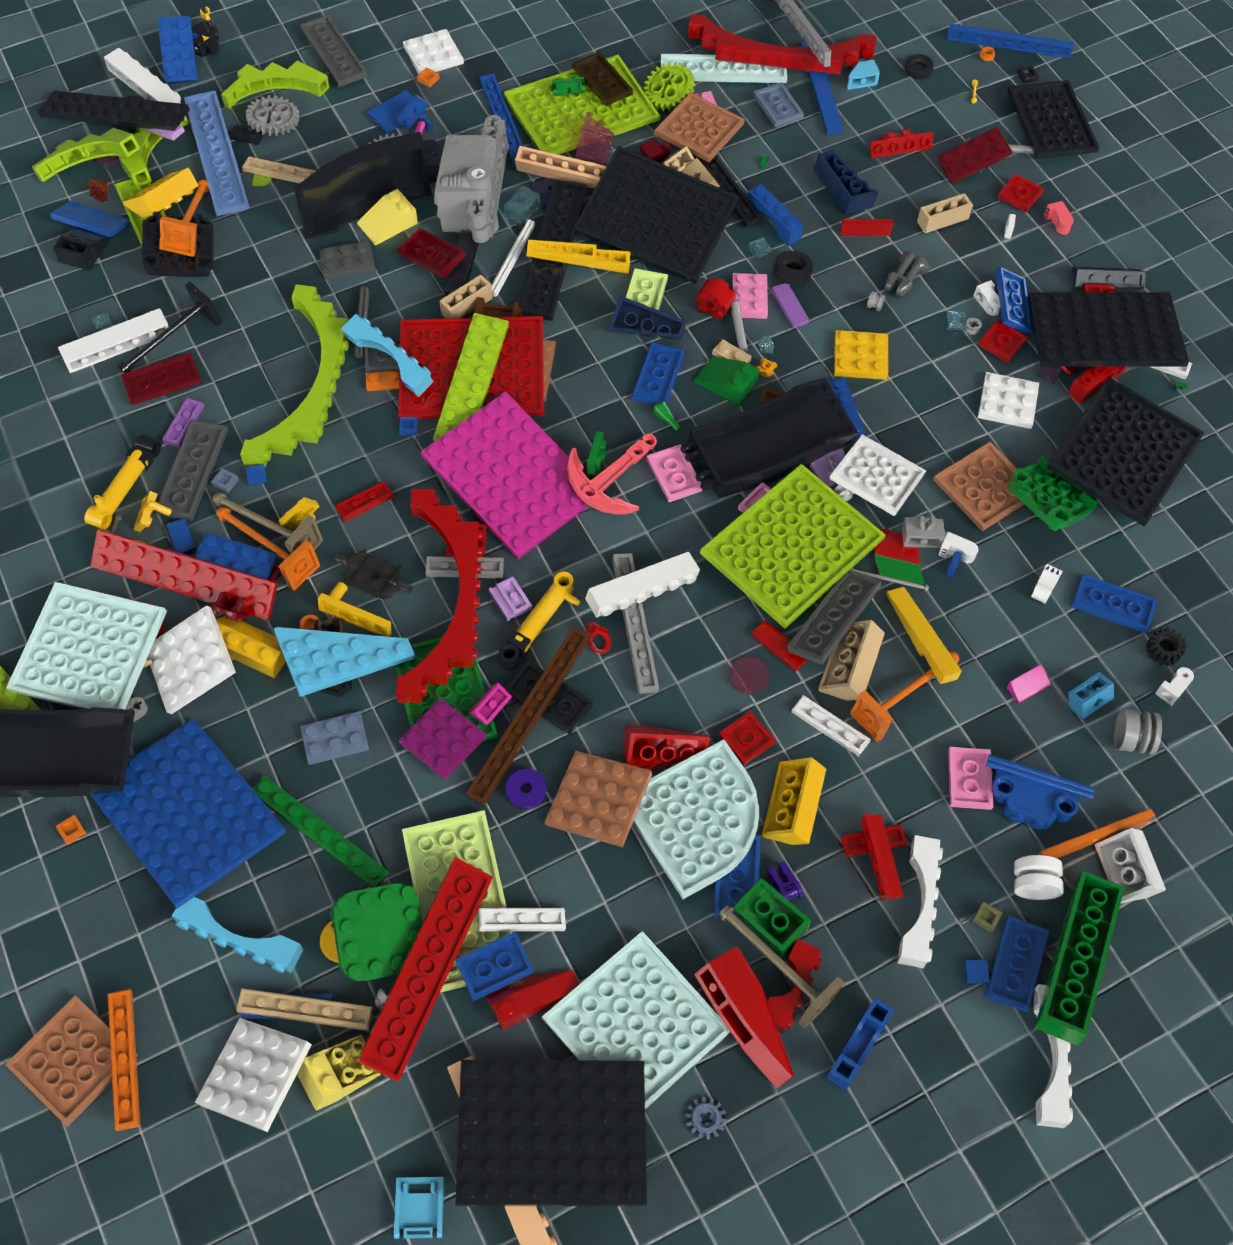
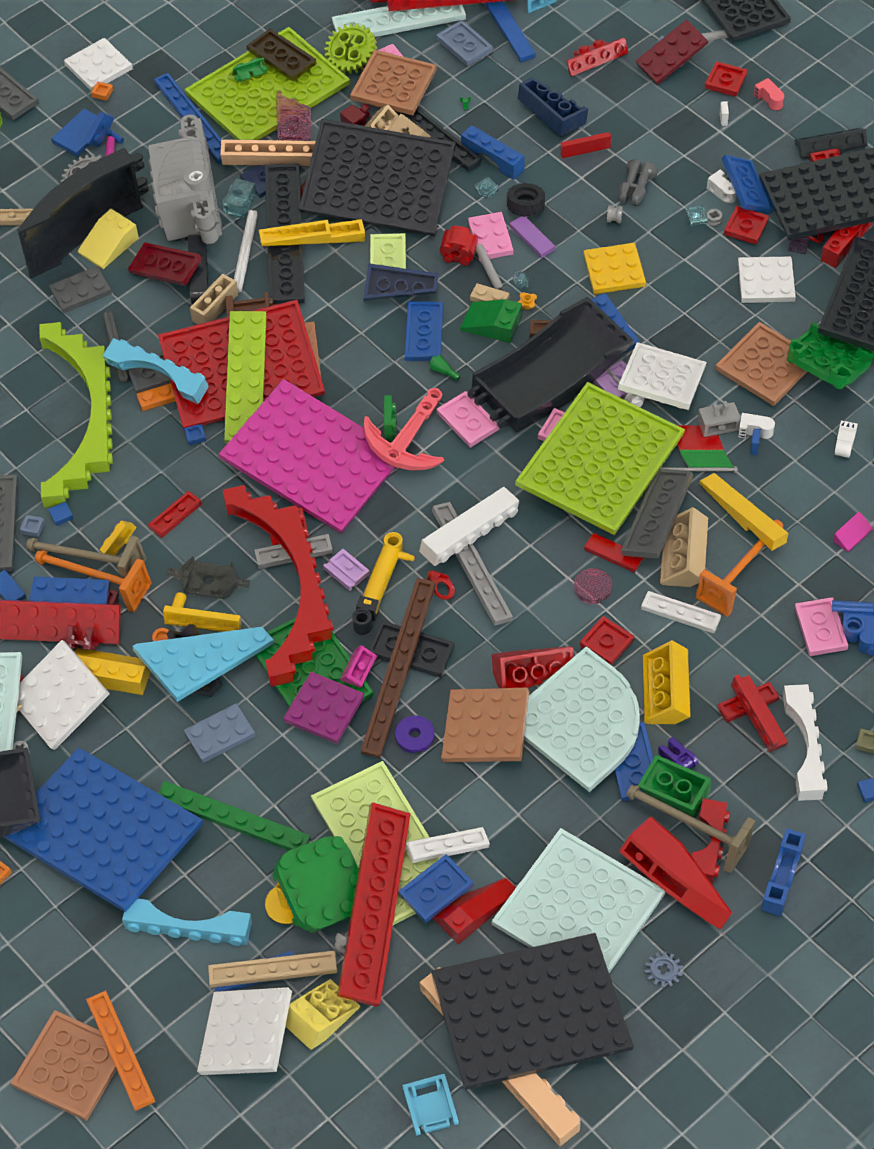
camera: 10 degrees left, 5 degrees down
(944, 213) = (658, 114): tan brick -> none

